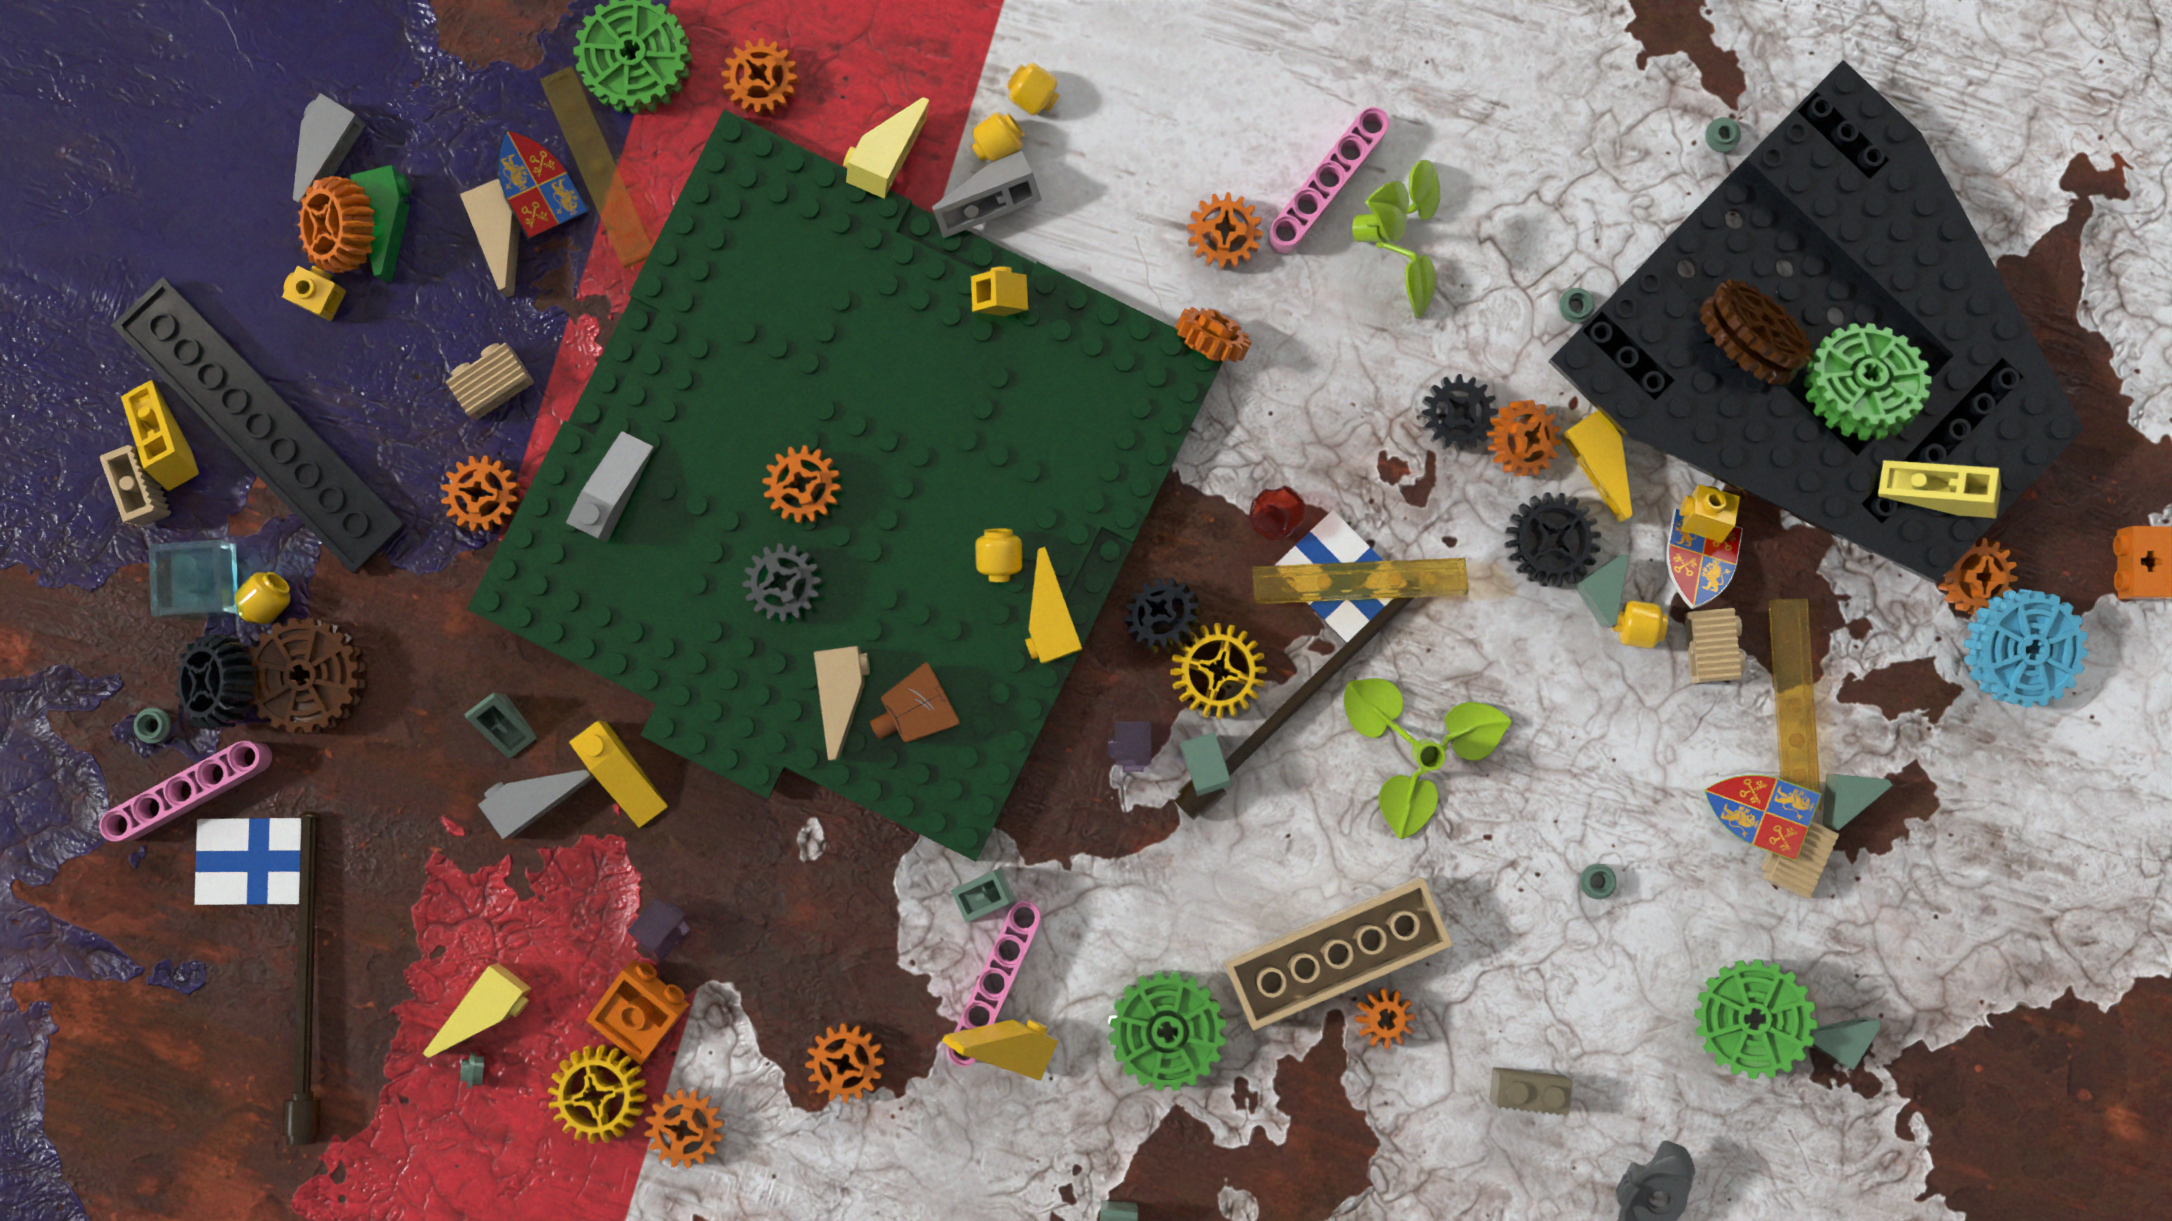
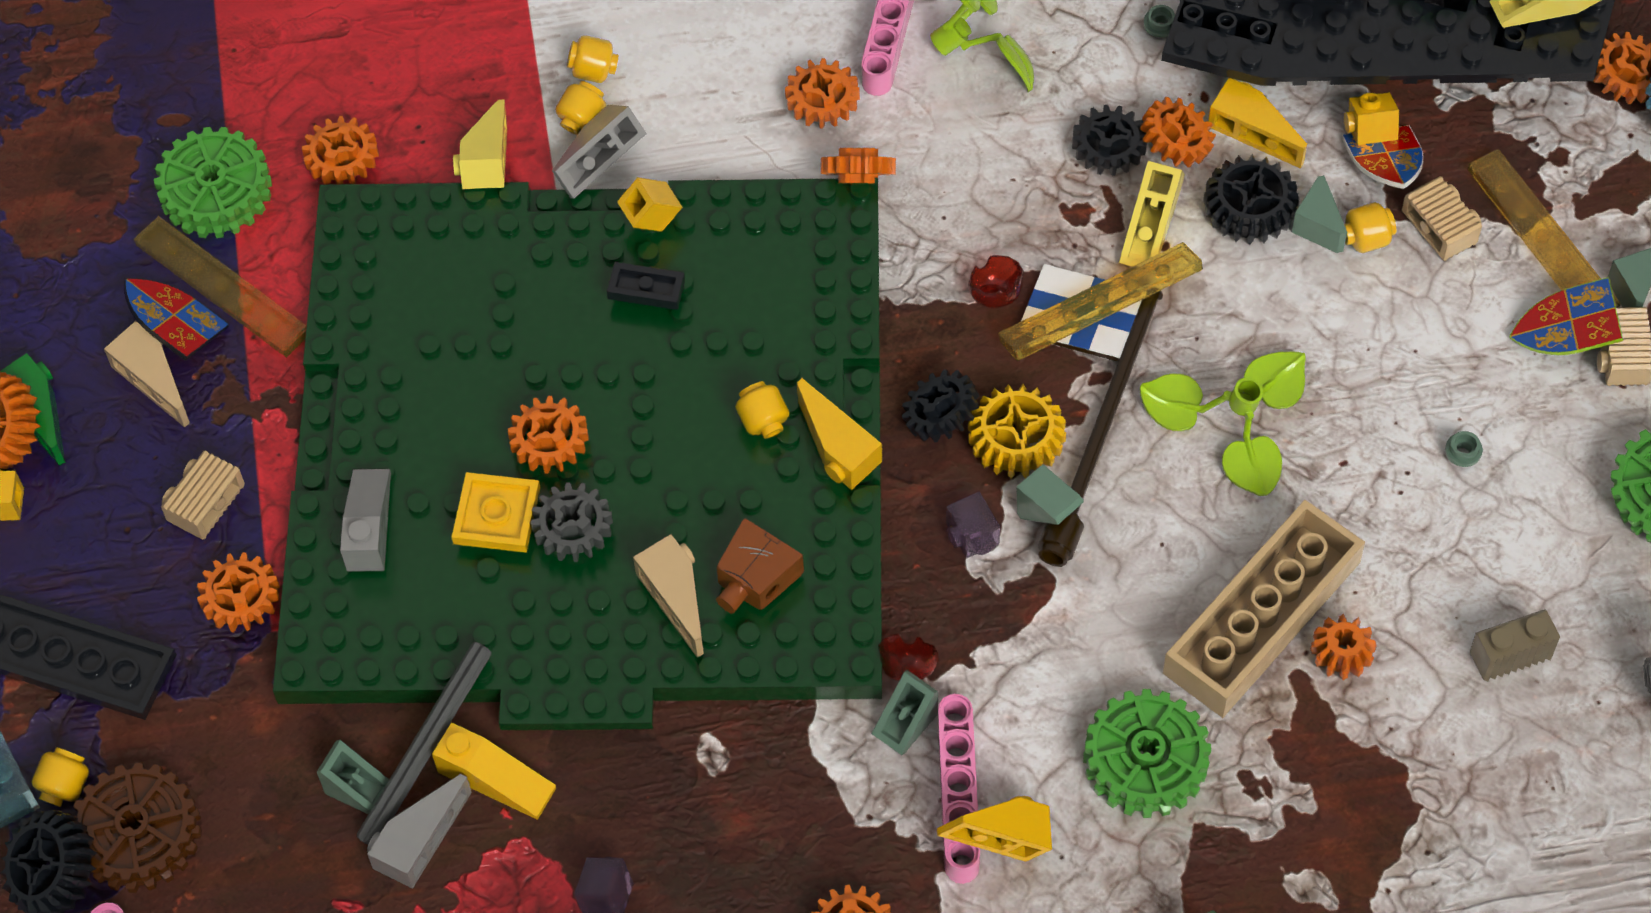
camera: 25 degrees left, 25 degrees down
(571, 722) = (425, 741): none -> dark grey axle
(722, 539) = (495, 512): none -> yellow plate
(959, 372) = (646, 285): none -> black plate
(1011, 844) = (898, 657): none -> clear red hair
(1454, 512) = (1152, 213): none -> light yellow slope

